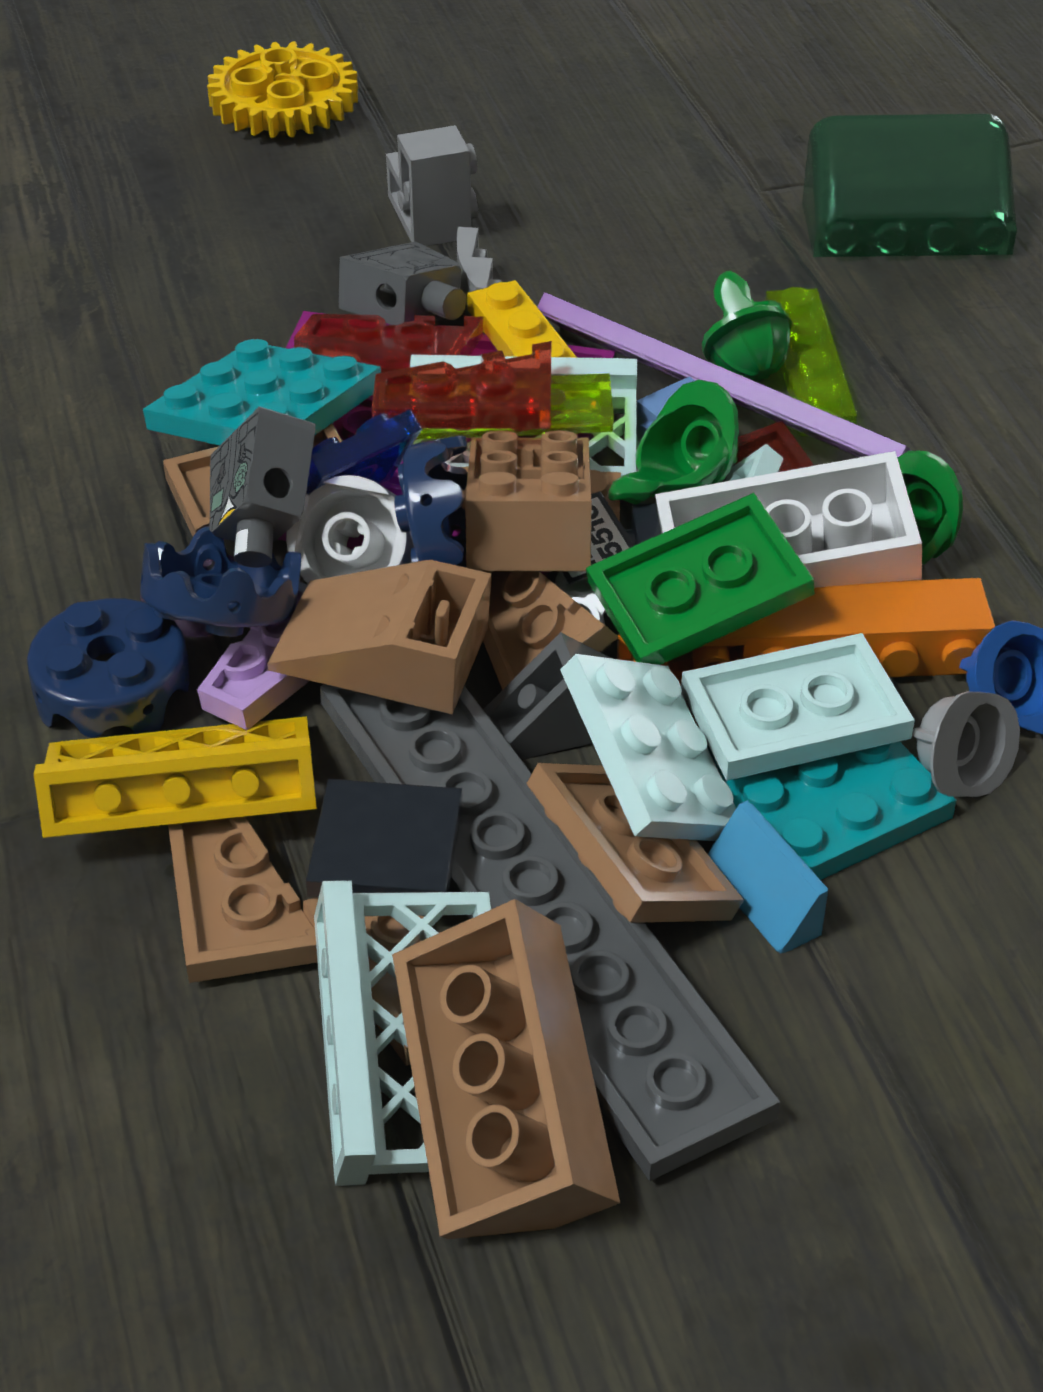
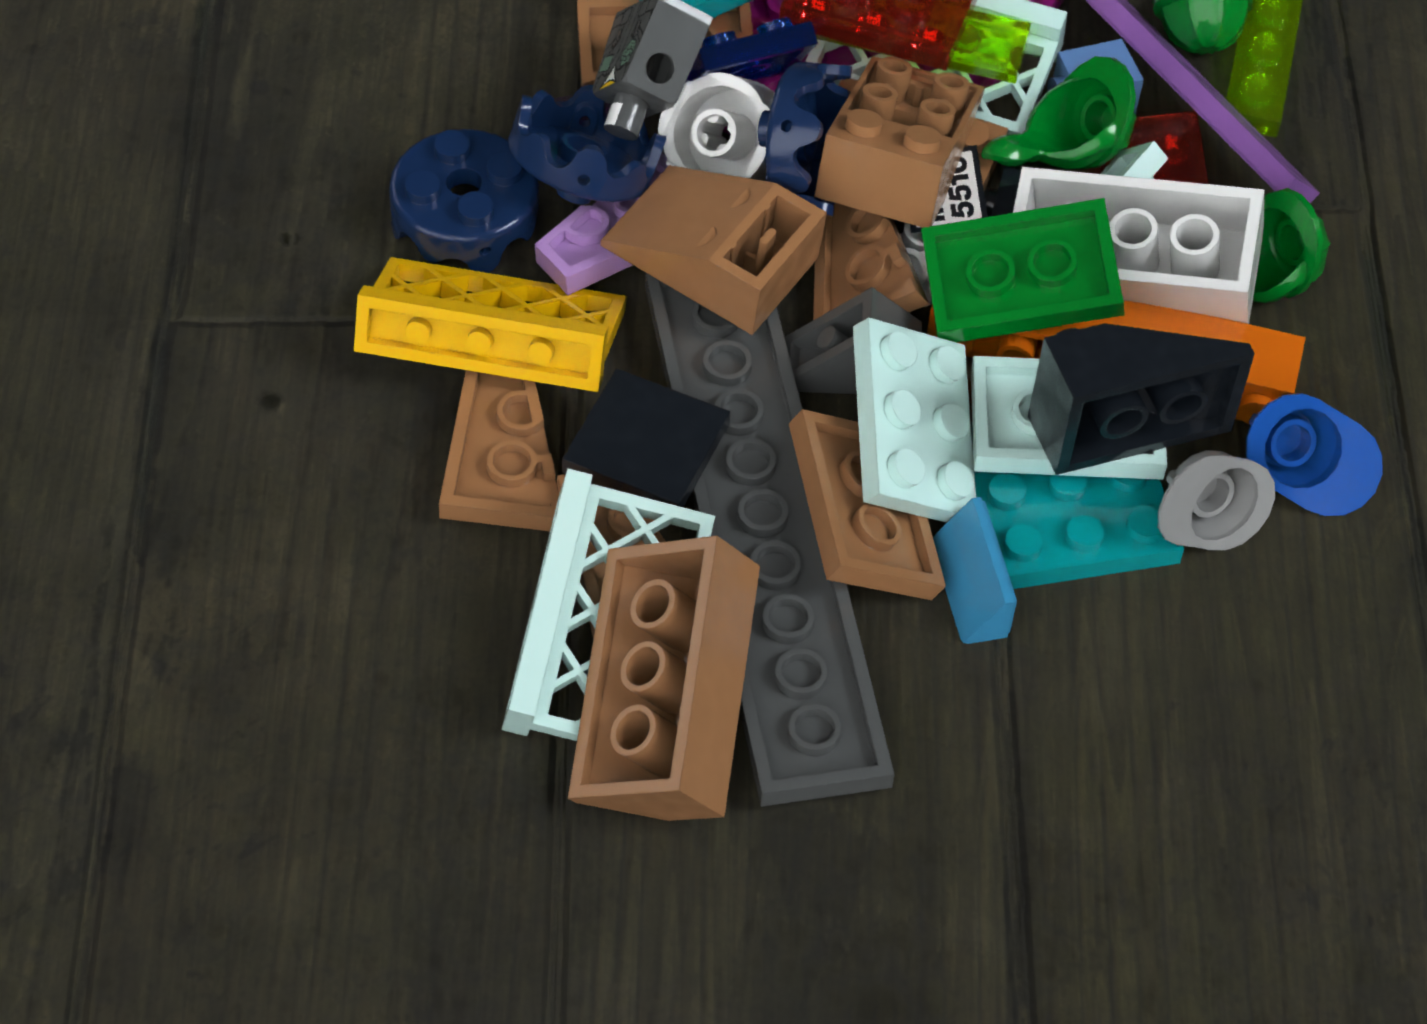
camera: 15 degrees right, 10 degrees up
(862, 653) = (1132, 392): none -> black slope

